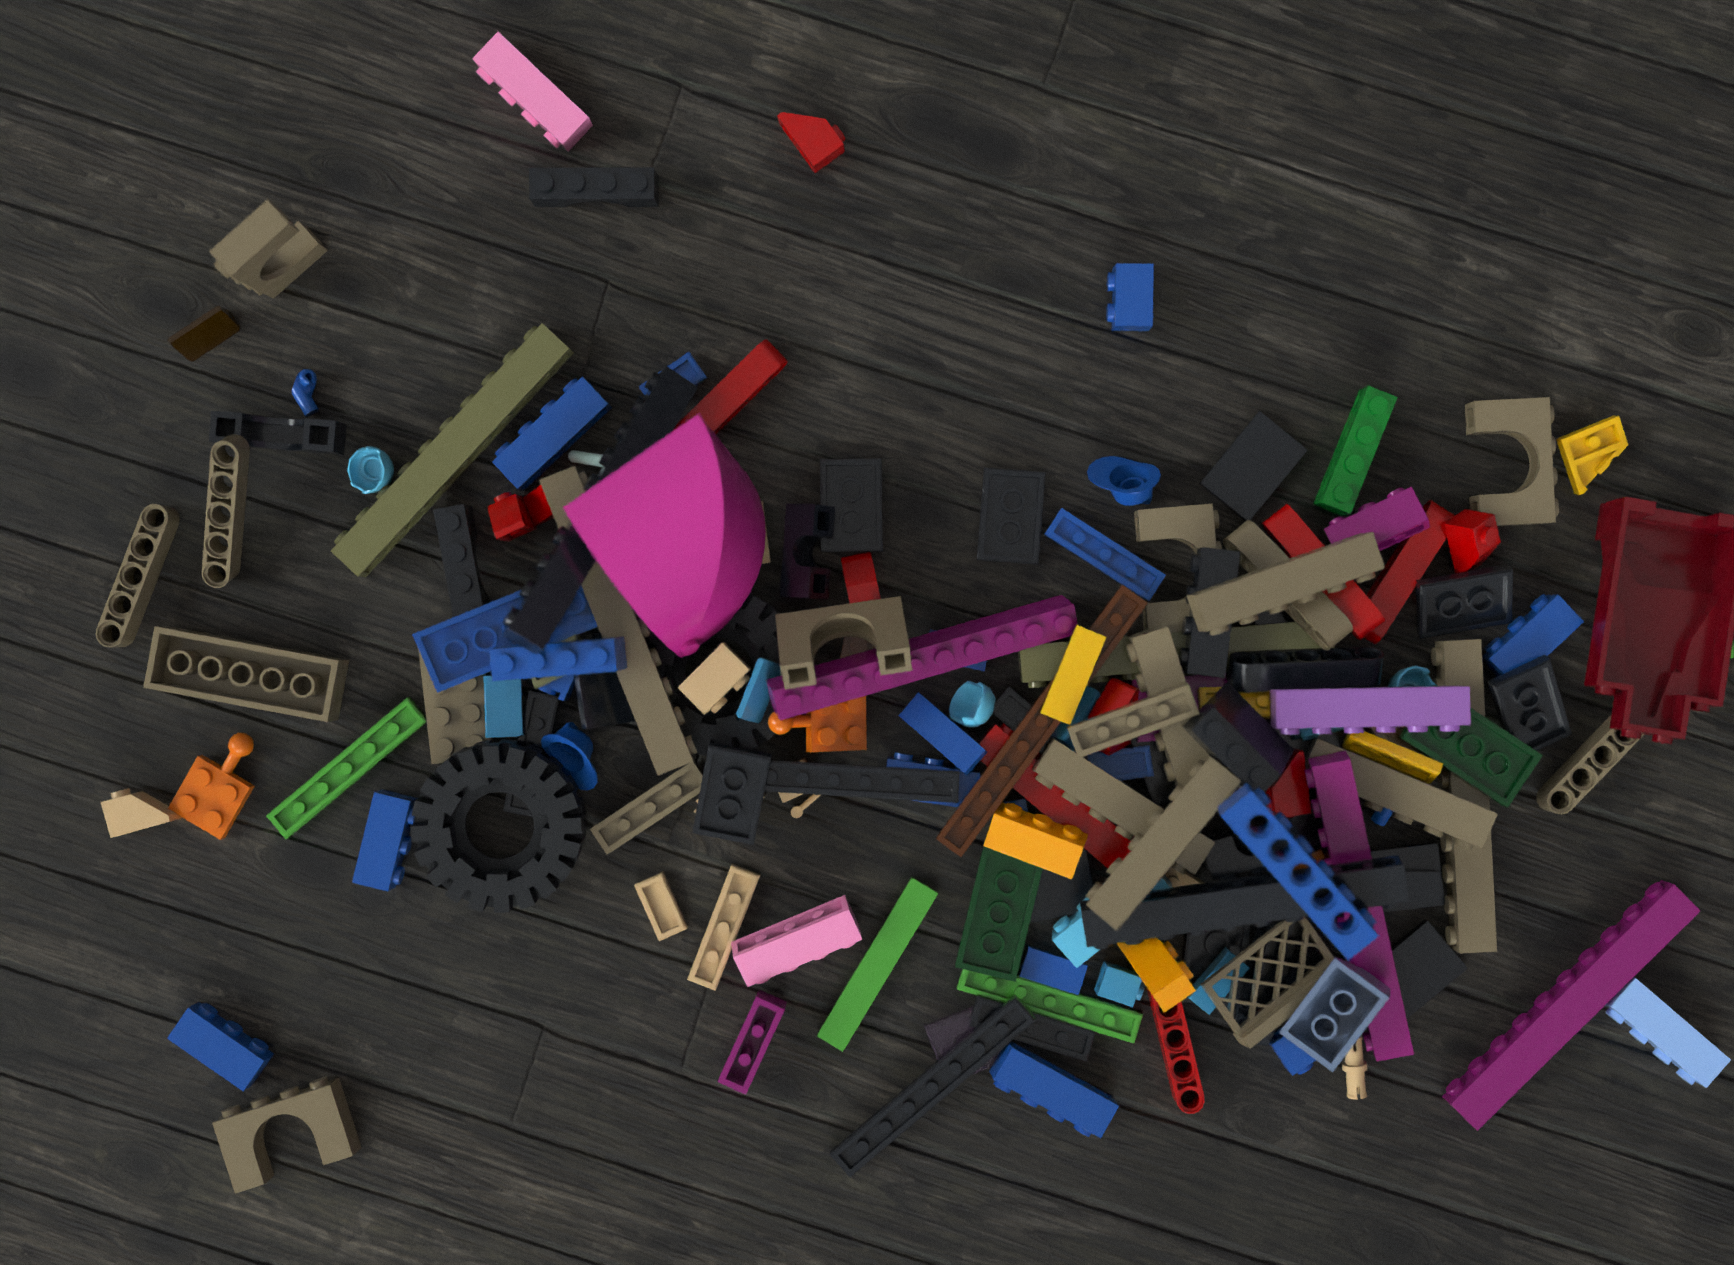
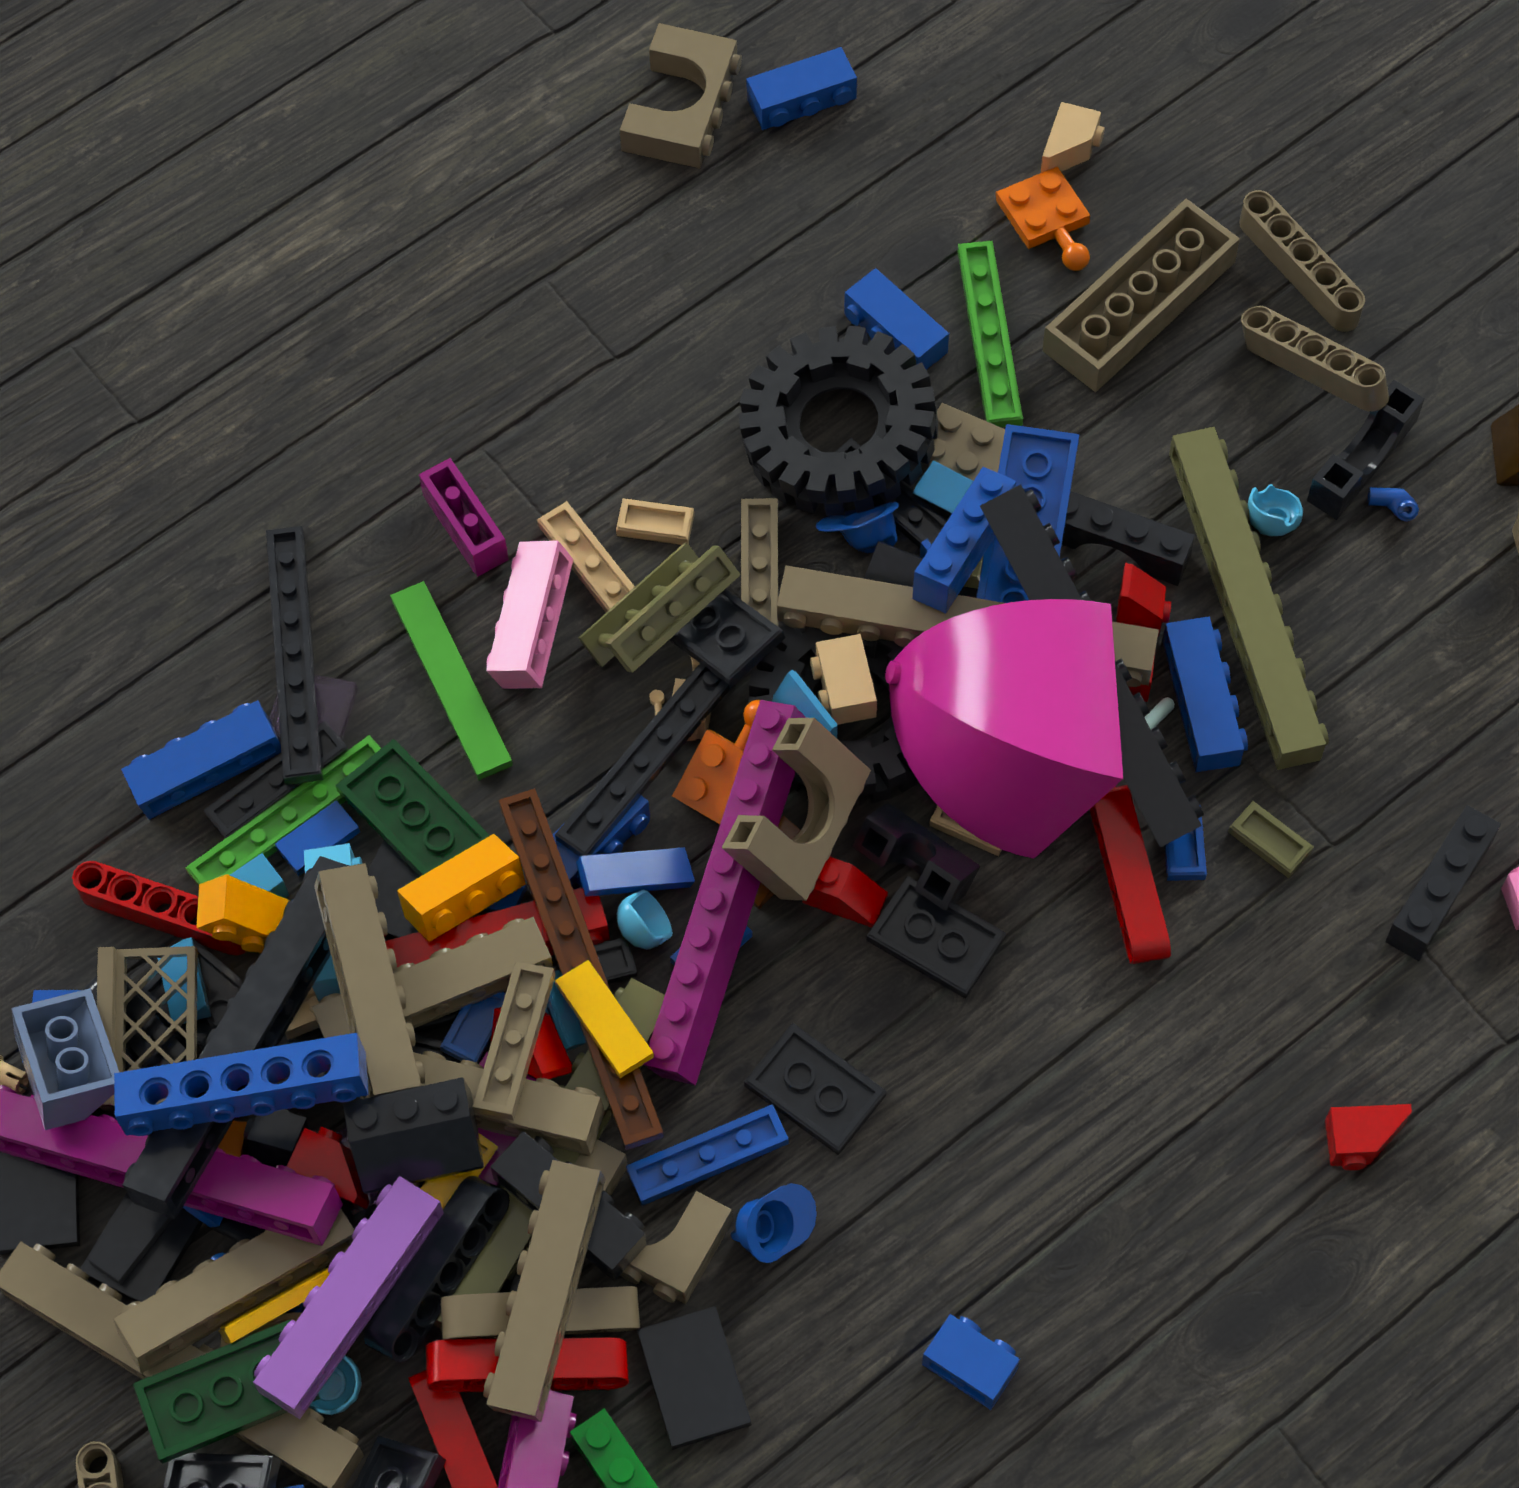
camera: 130 degrees right, 25 degrees down
(632, 325) = (1270, 839): none -> olive tile
(741, 834) = (659, 606): none -> olive fence

